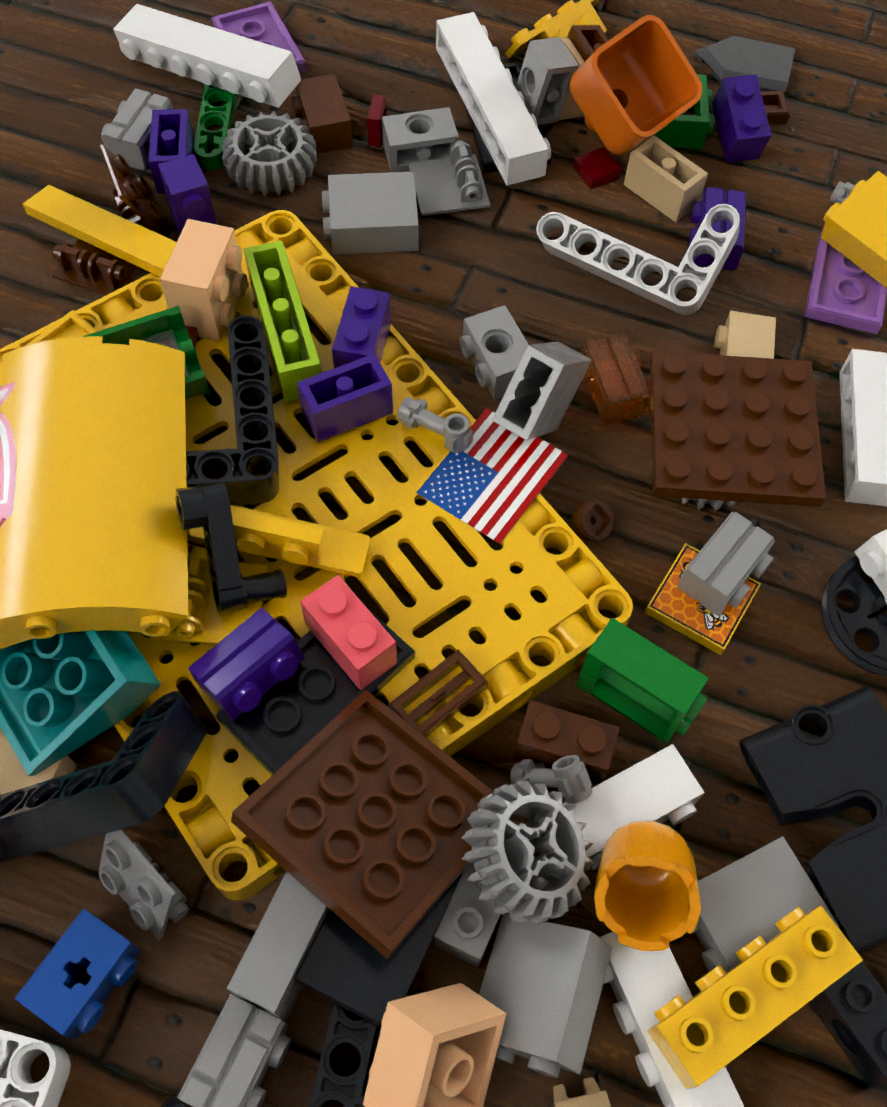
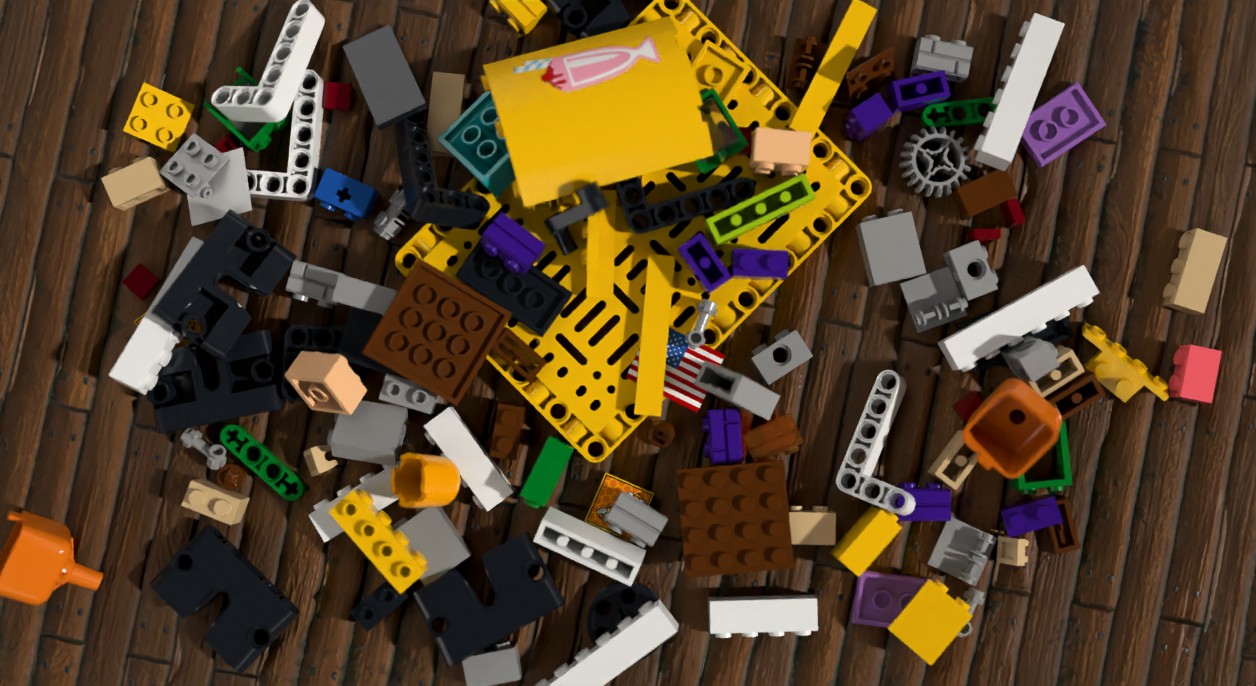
camera: 80 degrees right, 25 degrees up
(349, 632) = (539, 297): coral brick -> none
(356, 90) = (1012, 213): none -> dark red tile
(442, 489) = (654, 335): none -> yellow tile
(512, 854) = (410, 407): light grey gear -> none
(566, 774) = (483, 433): light grey bar -> none
(605, 436) = (724, 435): none -> dark purple brick
(746, 56) = (1112, 521): dark grey tile -> none
(768, 641) = (590, 546): none -> white brick
(770, 280) = (866, 539): none -> yellow brick
(785, 149) = (1012, 550): none -> tan tile
(785, 200) = (962, 551): none -> light grey hinge

